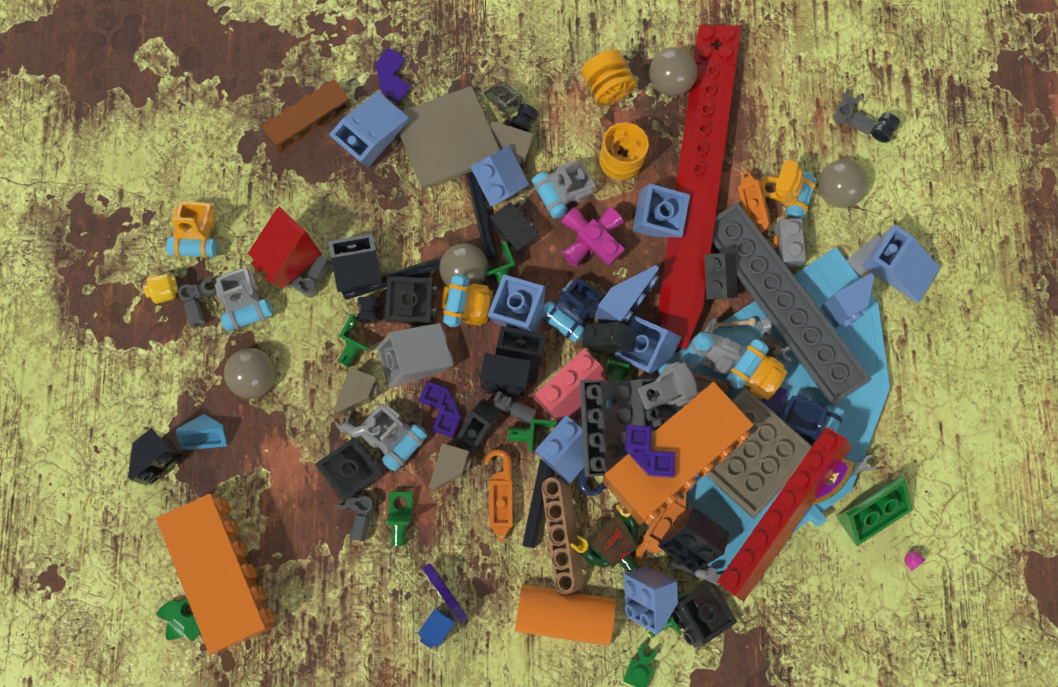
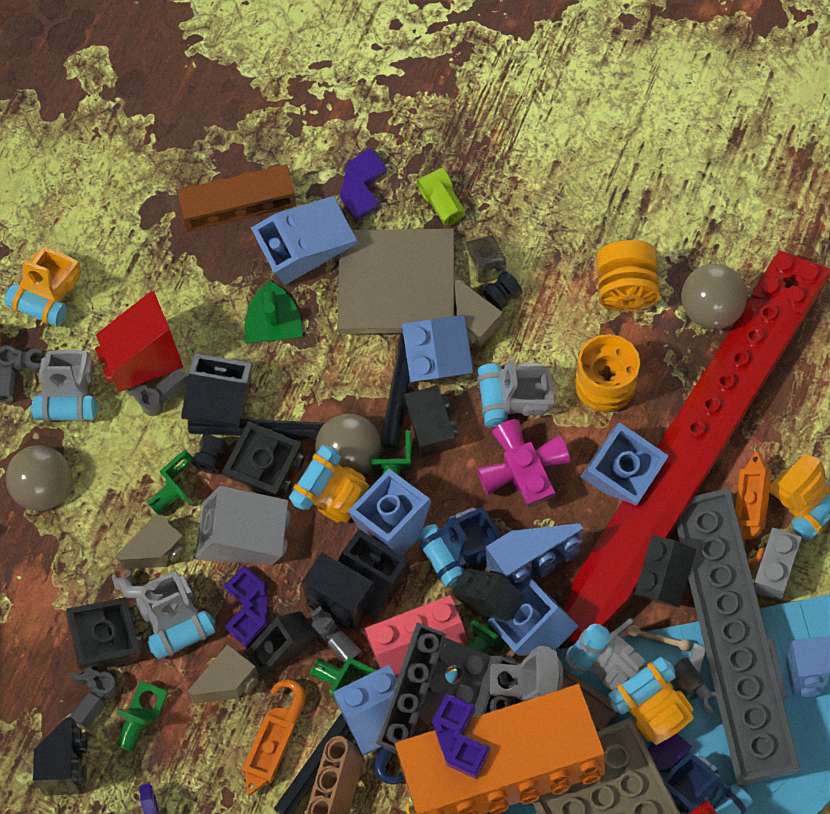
camera: 35 degrees right, 10 degrees down
(357, 574) = (59, 760): none -> black slope
(368, 193) = (272, 316): none -> green shield
(448, 61) = (438, 190): none -> lime piece

